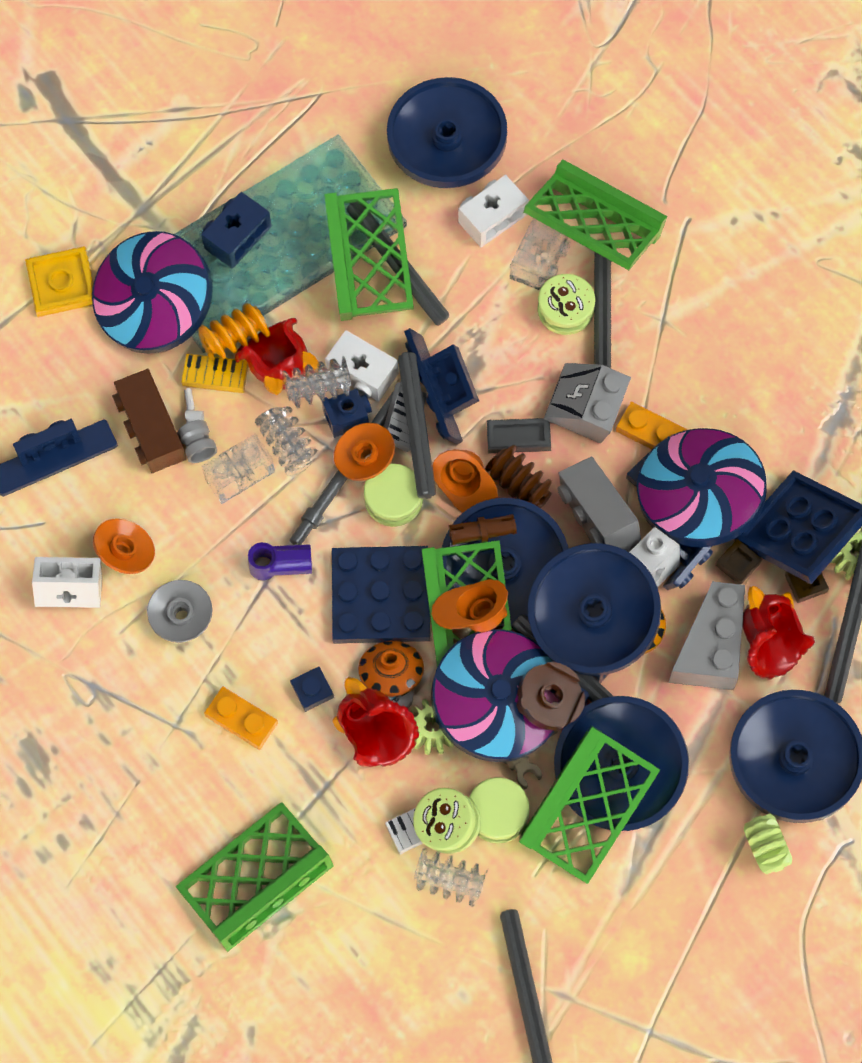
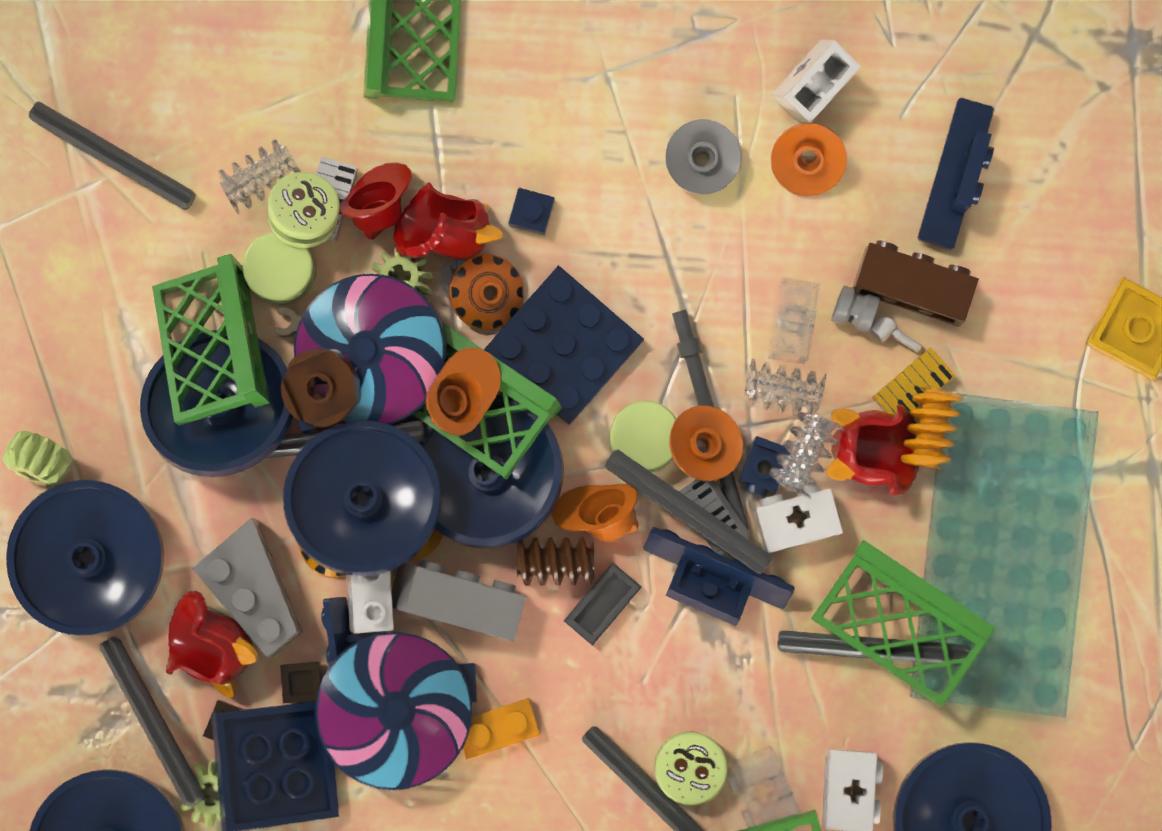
camera: 130 degrees right, 15 degrees up
(152, 292) = (1045, 394): dish -> none
(236, 229) = (1040, 543): dark blue brick -> none
(241, 718) = (560, 130): light orange plate -> none
(284, 560) = (669, 286): dark purple piece -> none
(391, 787) = (376, 198): none -> red piece
(482, 529) = (526, 470): reddish brown pin -> none
(587, 399) = (575, 693): light grey slope -> none

